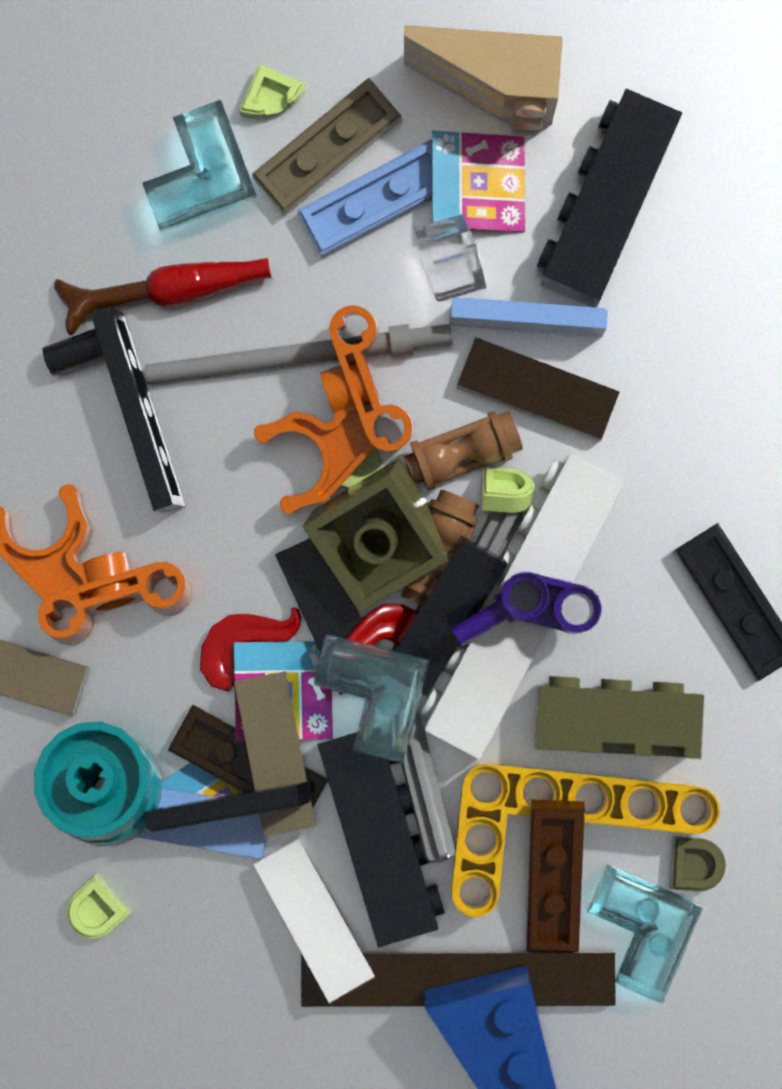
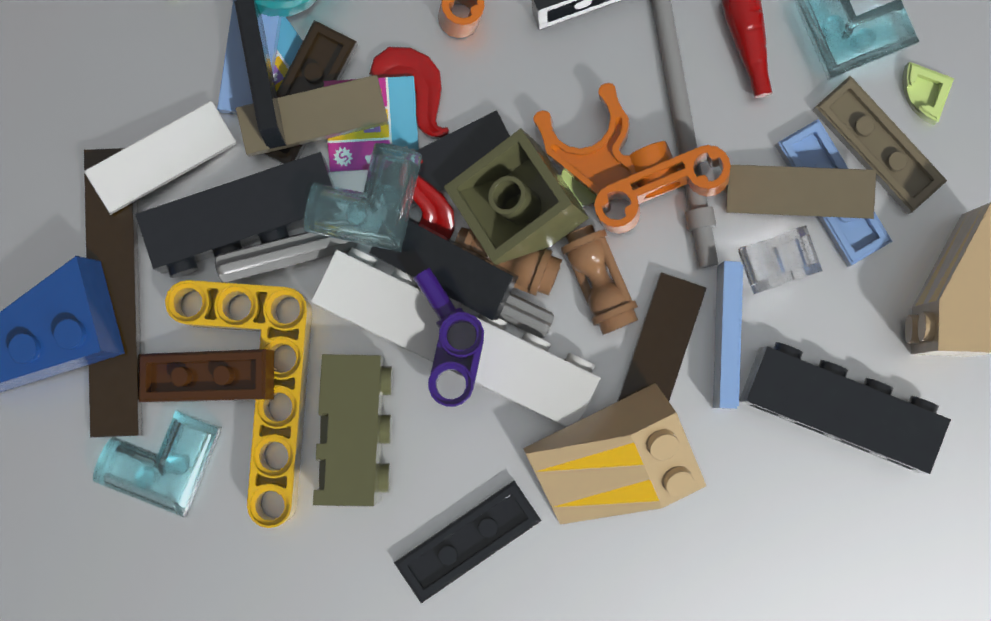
camera: 80 degrees right, 0 degrees up
(376, 231) = (801, 191): none -> dark tan tile
(479, 179) = (856, 287): sticker -> none
(505, 490) = (564, 320): yellowish green tile -> none
(659, 438) = (617, 460): none -> tan slope
(695, 864) = (222, 509): olive tile -> none

